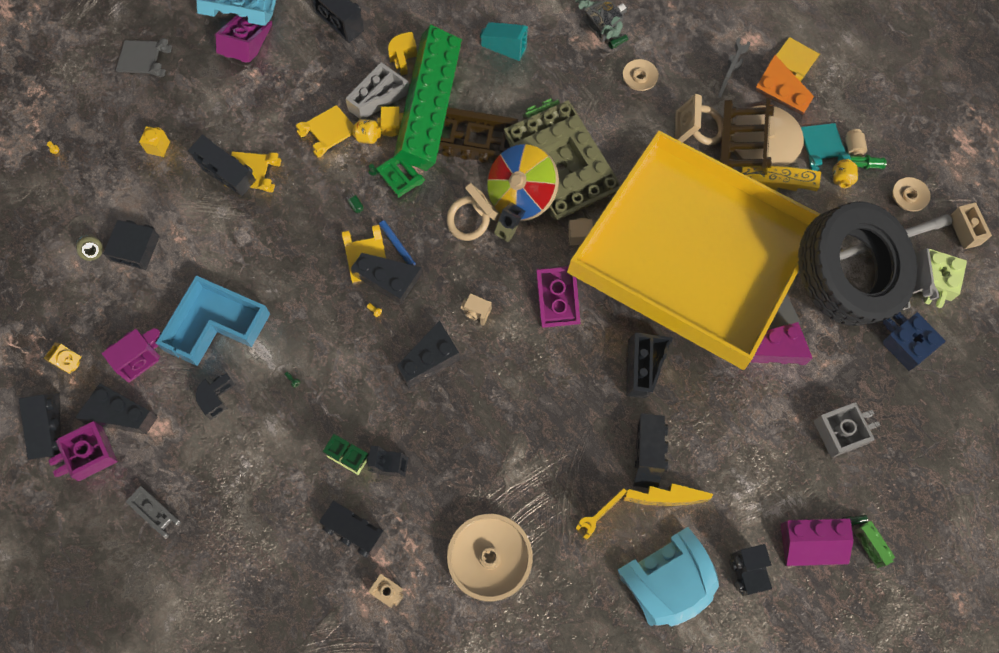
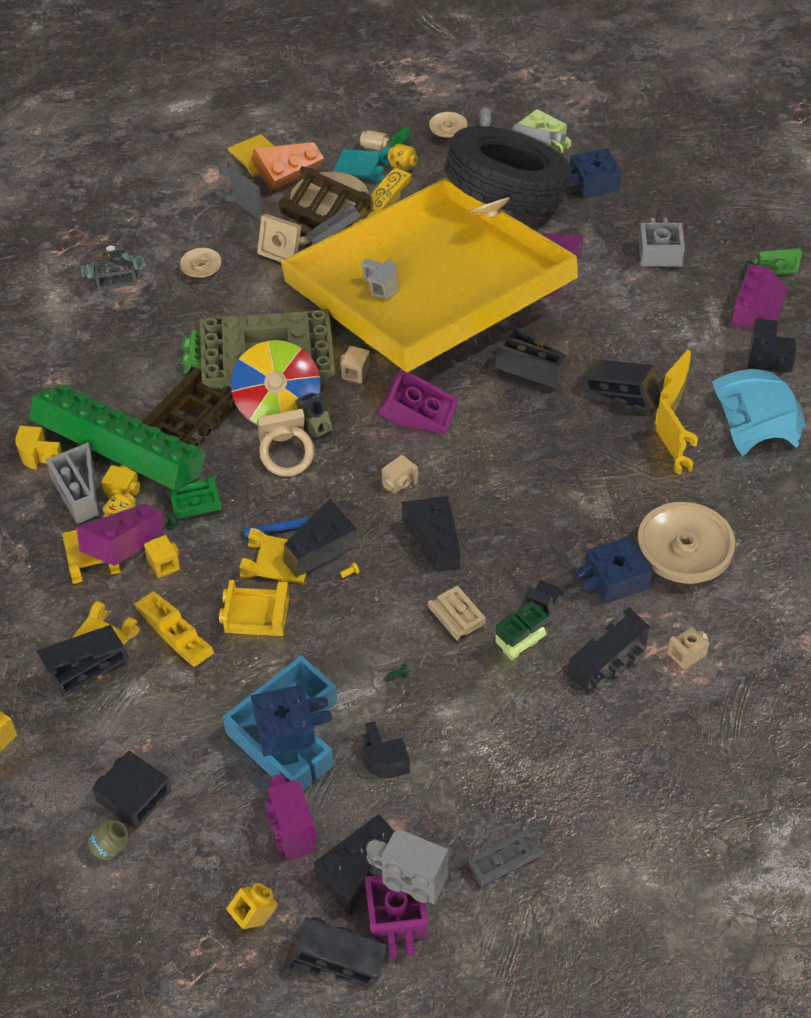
camera: 65 degrees left, 20 degrees down
(91, 448) = (411, 865): none -> light grey hinge
(205, 321) = (286, 719): none -> dark blue hinge
(276, 214) = (173, 628): none -> yellow slope
(312, 258) = (255, 610): none -> yellow panel
(335, 177) = (162, 556): none -> yellow brick
(337, 142) = (120, 534): none -> magenta wedge
(355, 203) = (205, 551): dark green piece -> none
(358, 401) = (457, 612): none -> tan plate
(439, 496) = (615, 570): none -> dark blue hinge
(505, 39) = (85, 351): teal slope -> none
(615, 42) = (146, 271): dark green piece -> none
(670, 216) = (381, 278): none -> light grey brick
(719, 151) = (334, 224): none -> dark grey hinge
(787, 265) = (490, 209): none -> tan dish
(970, 226) = (502, 98): tan brick -> none

